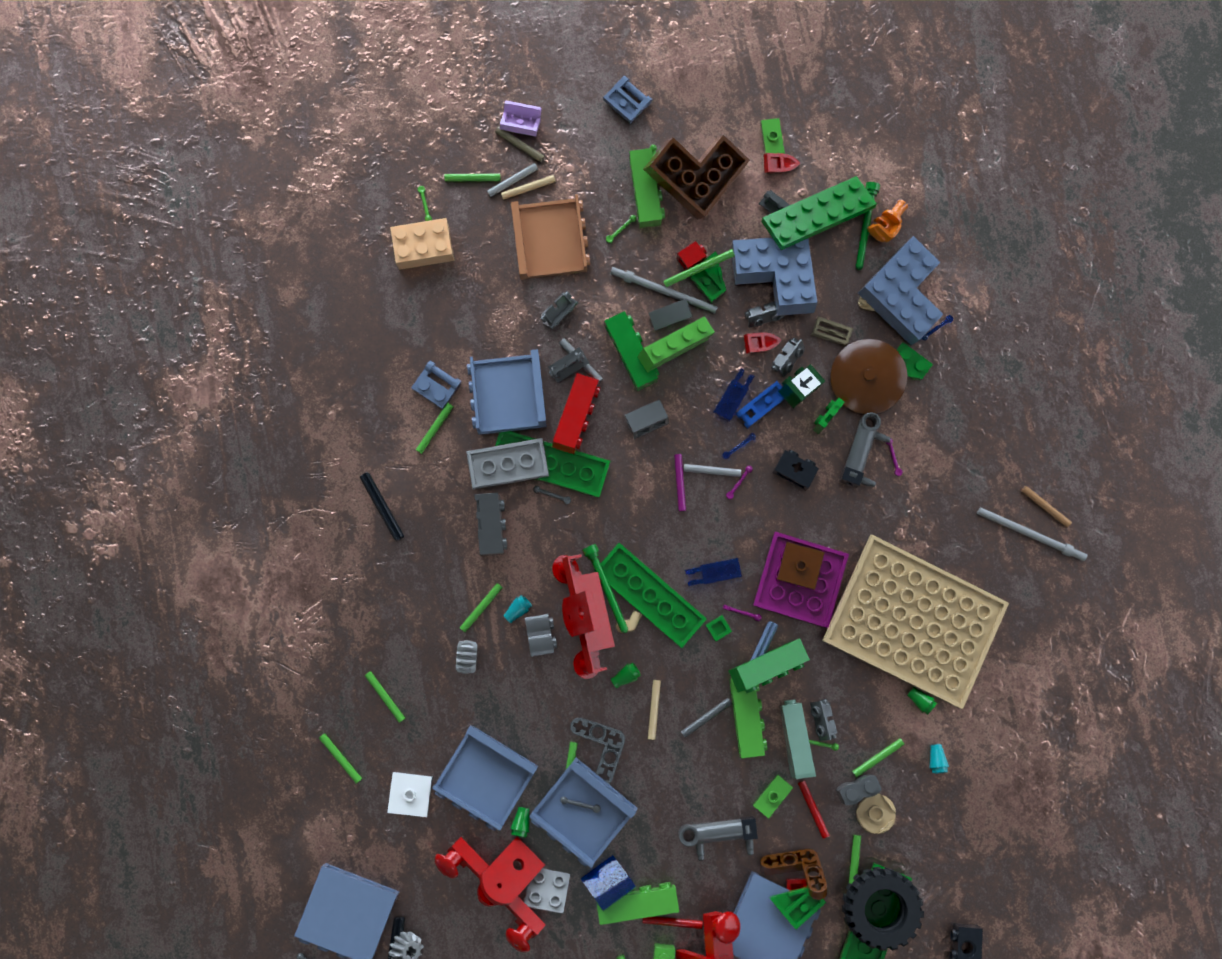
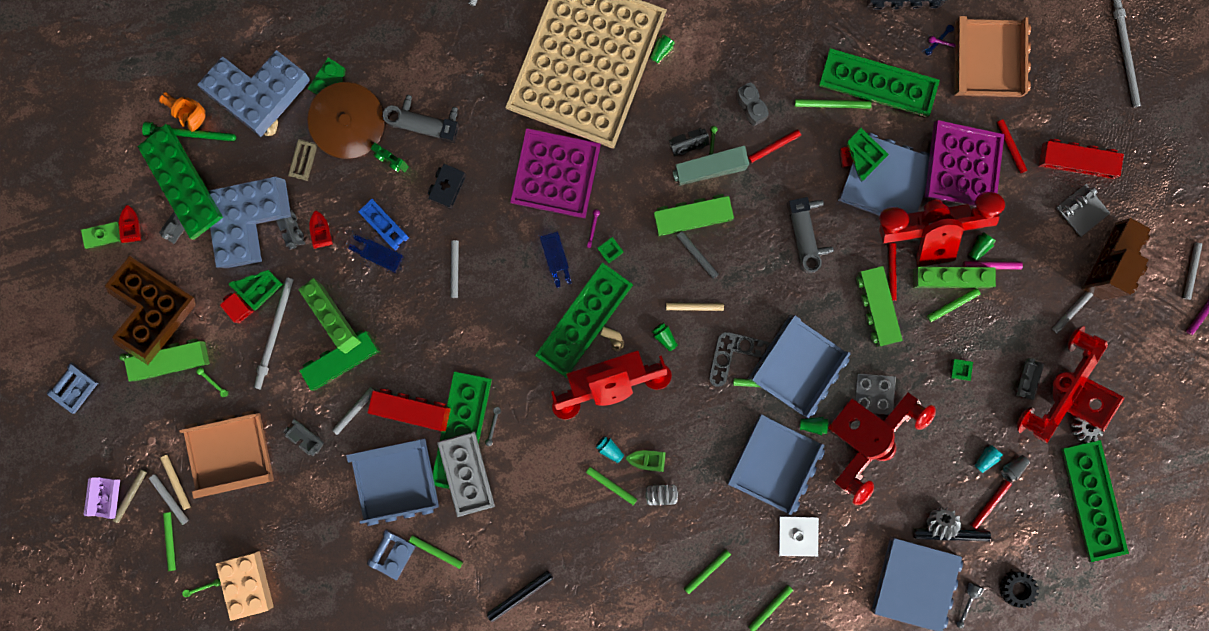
camera: 90 degrees left, 5 degrees up
(491, 524) = (528, 484): dark grey wedge -> none
(502, 646) = (647, 460): none -> bright green plate
(540, 635) = (634, 424): dark grey brick -> none
(568, 365) = (359, 422): dark grey hinge -> none
(591, 553) = (549, 380): green piece -> none
(596, 808) = (794, 353): dark grey hinge -> none
(608, 883) = (863, 336): clear blue slope -> none
(647, 419) = (408, 338): dark grey hinge -> none
(670, 314) = (298, 324): dark grey slope -> none
(680, 482) = (469, 300): magenta bar -> none
(698, 268) = (247, 298): bright green bar -> none
(726, 455) = (417, 232): clear blue hinge -> none
(730, 494) = (477, 249): magenta hinge -> none
(765, 639) = (625, 206): sand blue axle -> none
(769, 665) = (643, 198): green brick -> none
(772, 796) = (766, 185): bright green plate -> none
(794, 349) = (325, 196): dark grey hinge -> none
(800, 565) = (542, 175): reddish brown plate -> none
(801, 386) = (361, 186): dark green brick -> none
(804, 865) = (828, 150): reddish brown beam -> none
(876, 814) = (773, 86): tan tile -> none
(878, 757) = (720, 87): bright green bar -> none
(897, 472) = (440, 85): magenta hinge -> none
(902, 927) = (878, 56): black tyre -> none
(938, 760) = (716, 30): teal cone -> none
(948, 319) = (280, 44): clear blue hinge -> none

